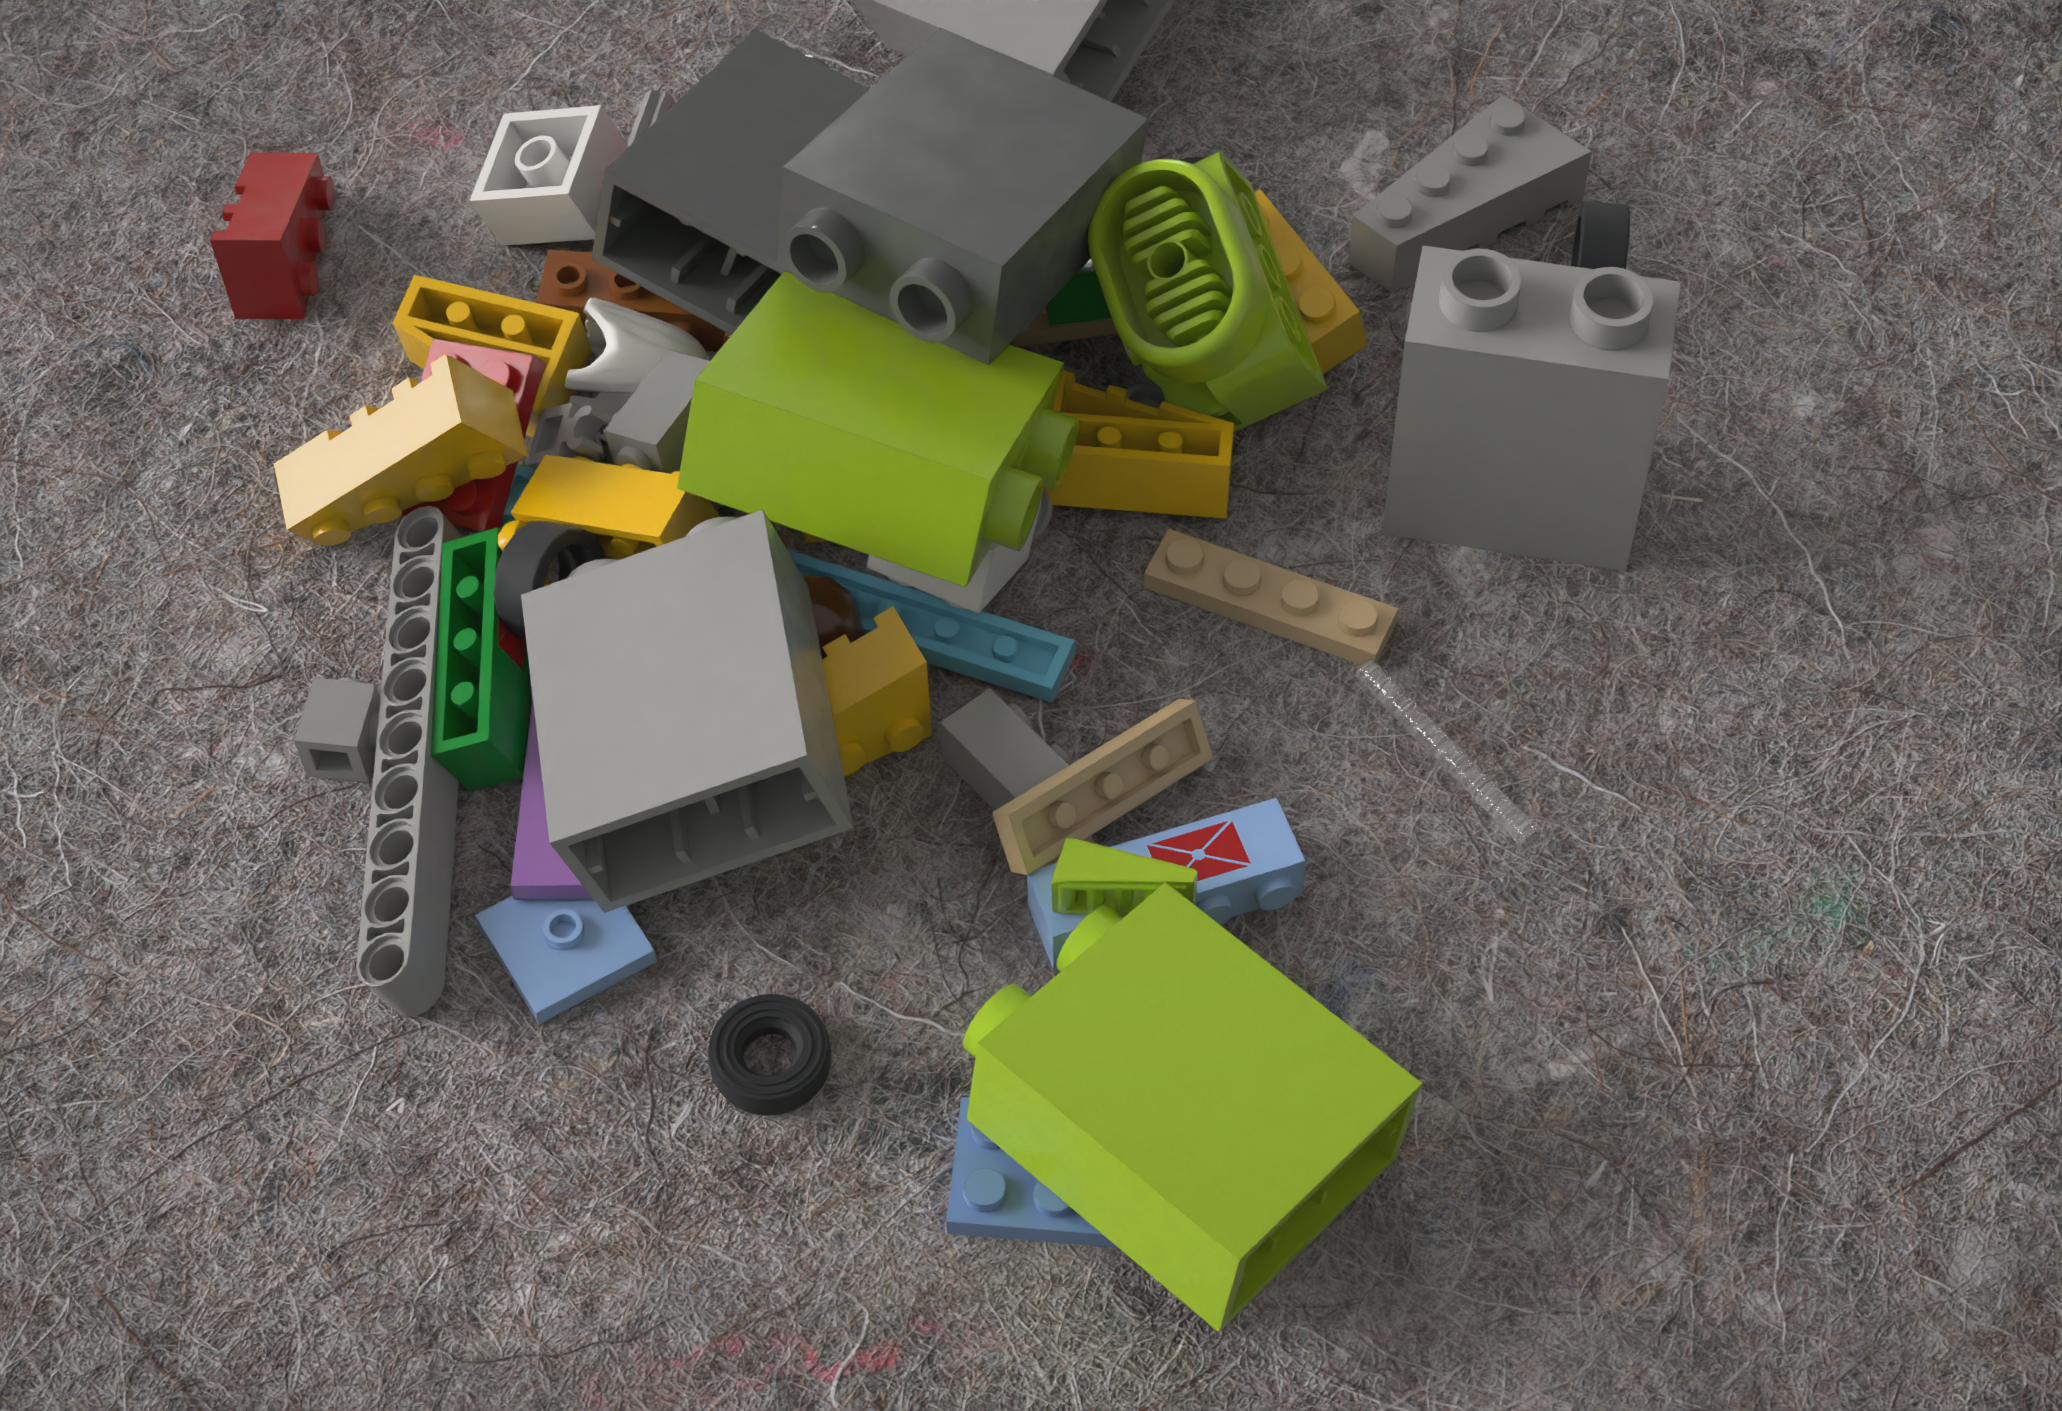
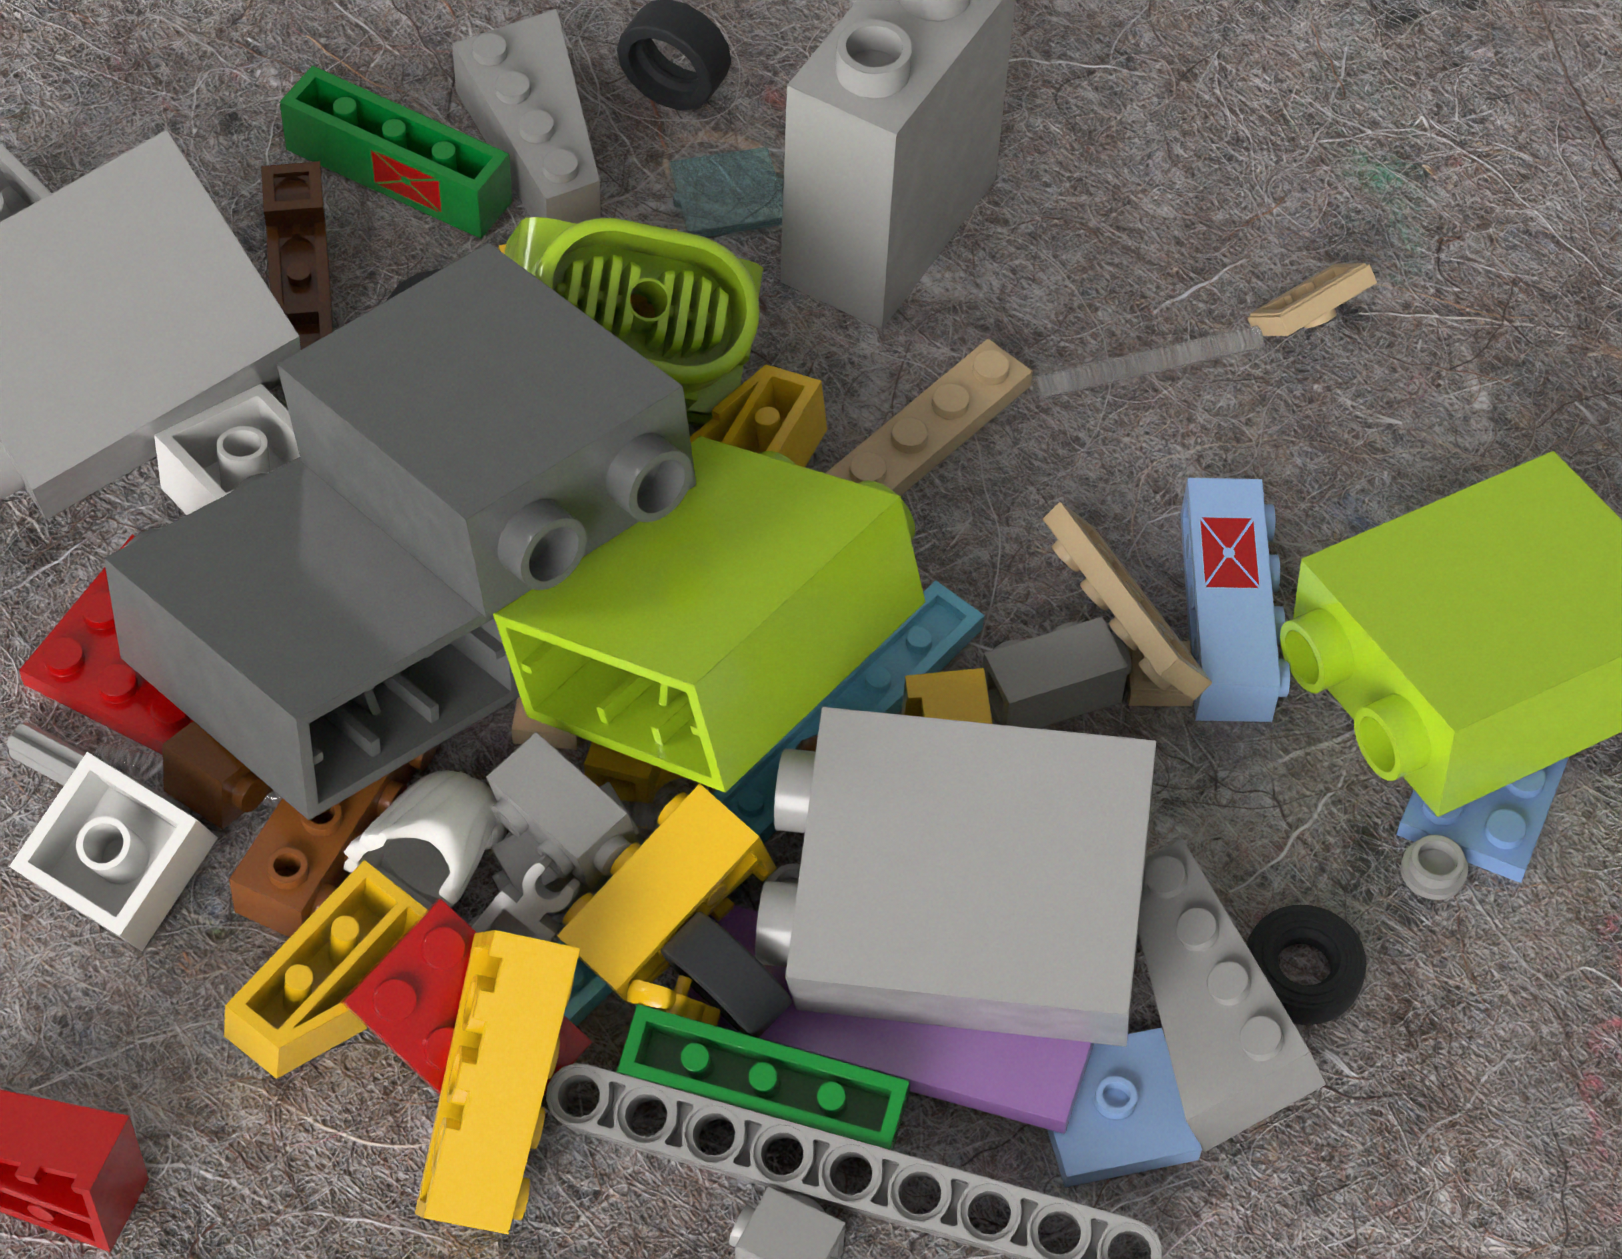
camera: 75 degrees left, 0 degrees up
(684, 968) = (1219, 1015): none -> light grey wedge
(921, 1141) = (1434, 867): none -> light grey plate
(1100, 875) = (1255, 616): lime slope -> none
(1230, 99) = (298, 247): none -> reddish brown slope
(1366, 107) = (397, 151): none -> green brick
(1593, 868) = (1313, 300): none -> tan plate

